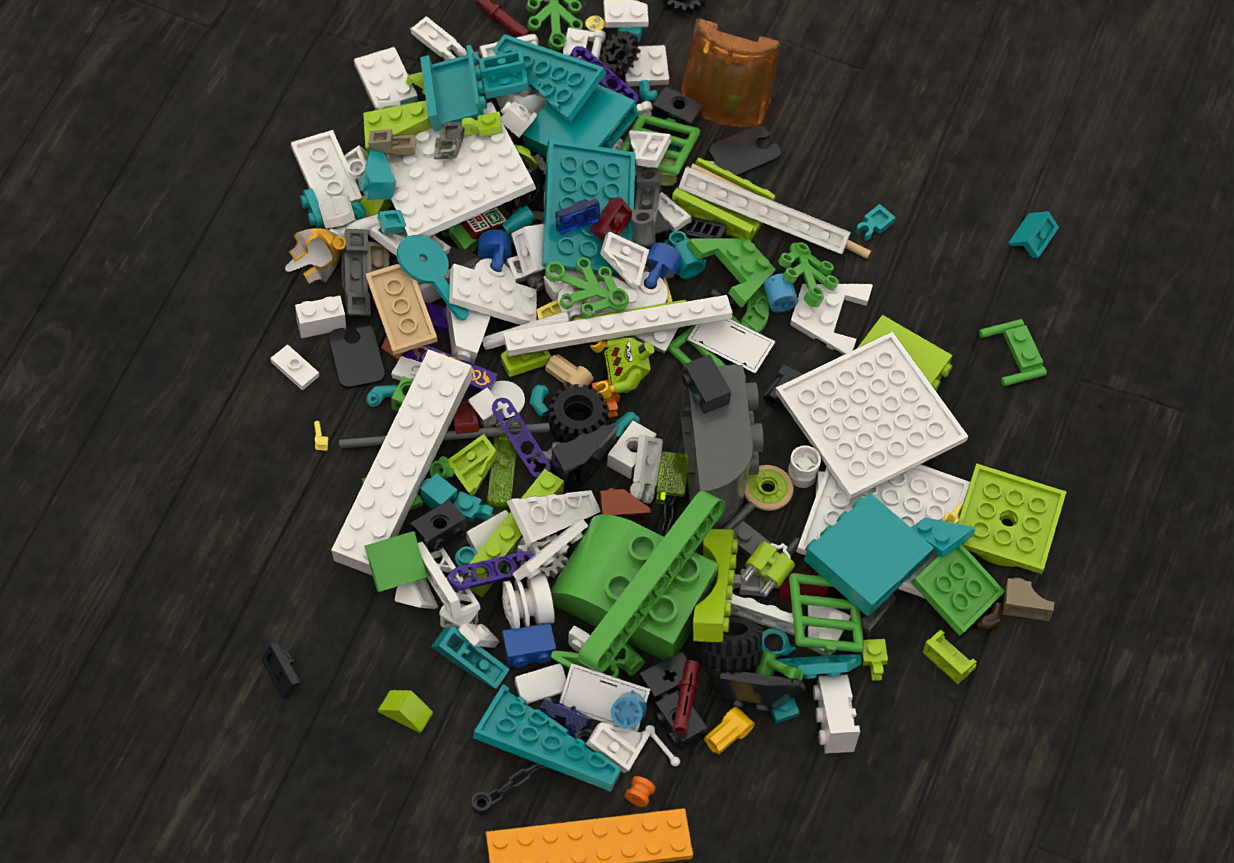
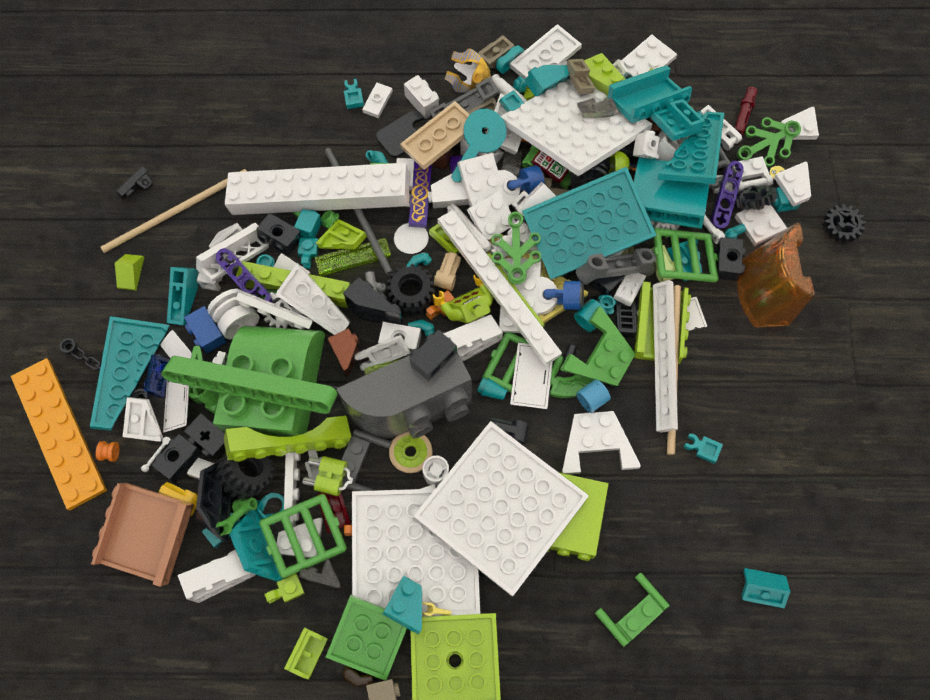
camera: 75 degrees right, 10 degrees up
(277, 389) = (353, 95): none -> teal plate
(291, 218) = (495, 50): none -> dark tan slope
(321, 442) = (323, 137): light yellow hand -> none
(336, 211) = (510, 70): white panel -> none
(342, 638) = (164, 216): none -> tan piece
(395, 561) = (231, 214): bright green slope -> none
(437, 39) = (700, 76): white hinge -> none
(465, 419) = (377, 216): dark red tile -> none
(478, 635) = (195, 291): white plate -> none
(482, 405) = (392, 227): white panel -> none
(485, 125) = (622, 125): lime plate -> none
(520, 218) = (560, 184): teal cone -> none
(524, 435) = (368, 255): dark purple beam -> none
(526, 299) = (491, 215): none -> white plate
(577, 216) = (569, 214): clear blue hinge -> none
(612, 219) = (584, 243): dark red slope -> none
(625, 258) = (555, 265): white wing -> none
(628, 710) = (164, 416): dark azure piece -> none
(649, 147) = (670, 245): white wing -> none
(665, 382) = (475, 336): none -> white wedge
(687, 688) = (208, 449): dark red pin -> none
(704, 701) = (198, 465): none -> white slope
(740, 152) = (717, 320): black piece -> none
(759, 772) = (142, 533): none -> nougat panel
(801, 253) = (625, 408): bright green plant -> none
(868, 553) = (363, 549): teal brick -> none

